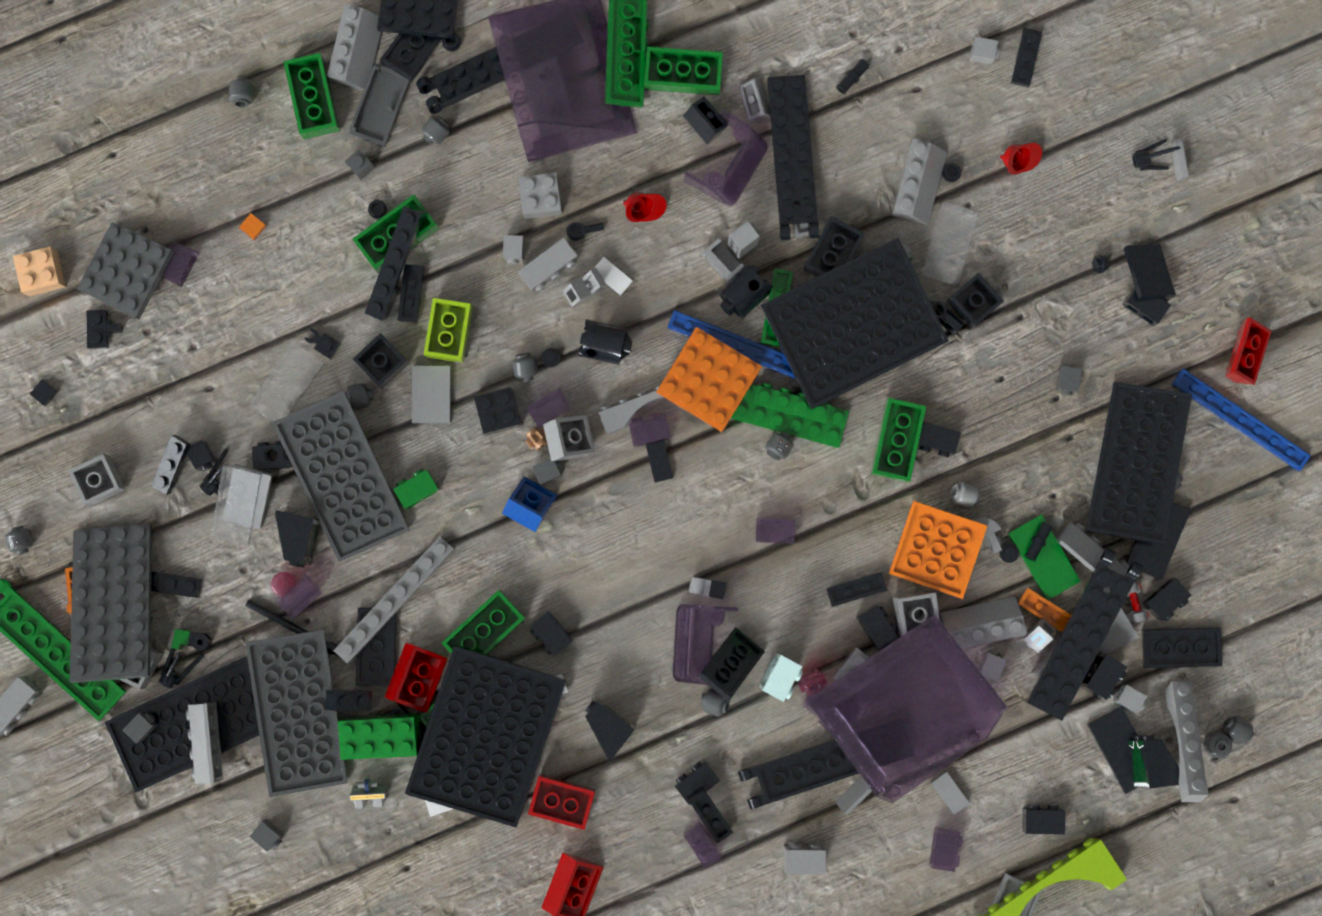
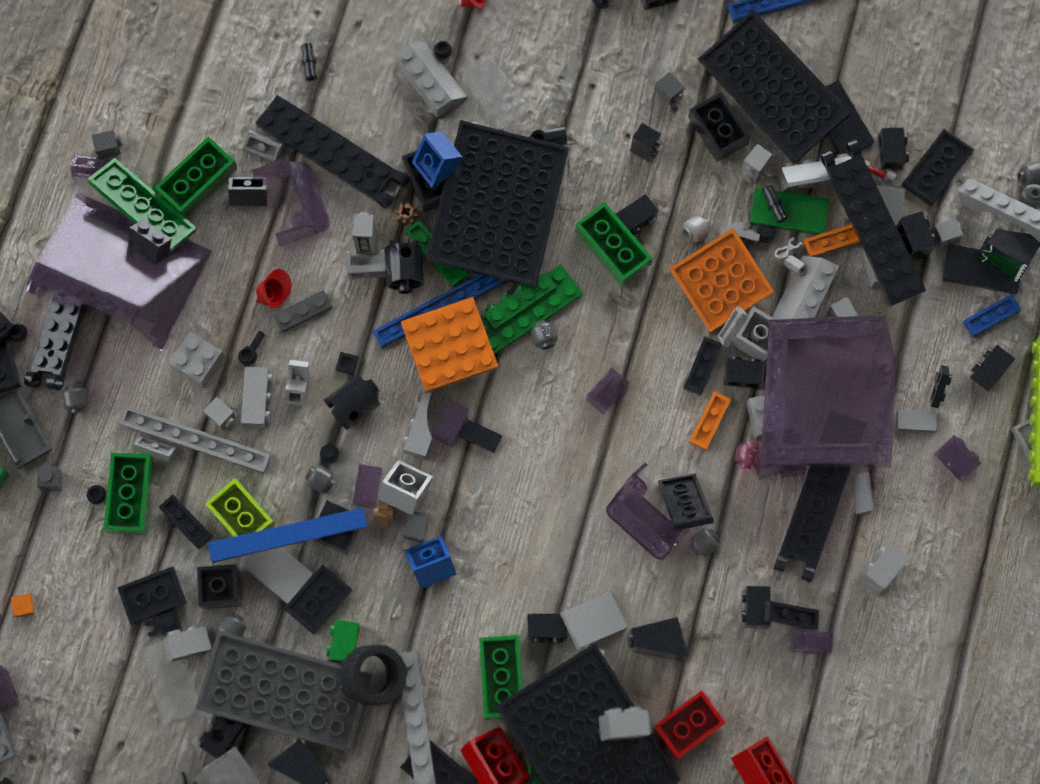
camera: 55 degrees left, 10 degrees down
(319, 373) = (187, 643): none -> light grey brick
(335, 316) = (152, 595): none -> black plate
(397, 253) = (152, 510): black arch -> none
(406, 554) = (395, 671): none -> black tyre
(432, 443) = (318, 599): none -> black plate
(446, 222) = (157, 449): none -> light grey plate
(458, 380) = (287, 535): none -> blue tile
(478, 247) = (195, 439): none -> light grey plate
(518, 754) = (624, 725): none -> light grey brick
(584, 665) = (593, 620): none -> light grey tile
(599, 81) = (149, 241): none -> black brick
(613, 276) = (313, 354): white tile -> none
(633, 311) = (347, 363): none -> black tile
(646, 243) = (302, 311): none -> dark grey plate
(707, 587) = (610, 476): leg -> none
(780, 677) = (726, 470): light aqua brick -> none
(784, 257) = (404, 218): none -> medium nougat gear
(816, 630) = (709, 421): none -> orange plate
(849, 245) = (436, 158): none -> blue slope
(906, 588) = (732, 326): none -> light grey tile
(975, 300) = (554, 106): black brick -> none
(997, 789) = (941, 380): none -> black hinge
(1001, 584) = (785, 257): none -> light grey bar
(1005, 398) = (646, 142): none -> black brick
(1040, 635) = (847, 258): light grey brick -> none
(1059, 500) = (755, 164): none -> light grey brick
(1068, 445) = (719, 126): none -> black brick
(1089, 787) = (991, 315): none -> blue tile

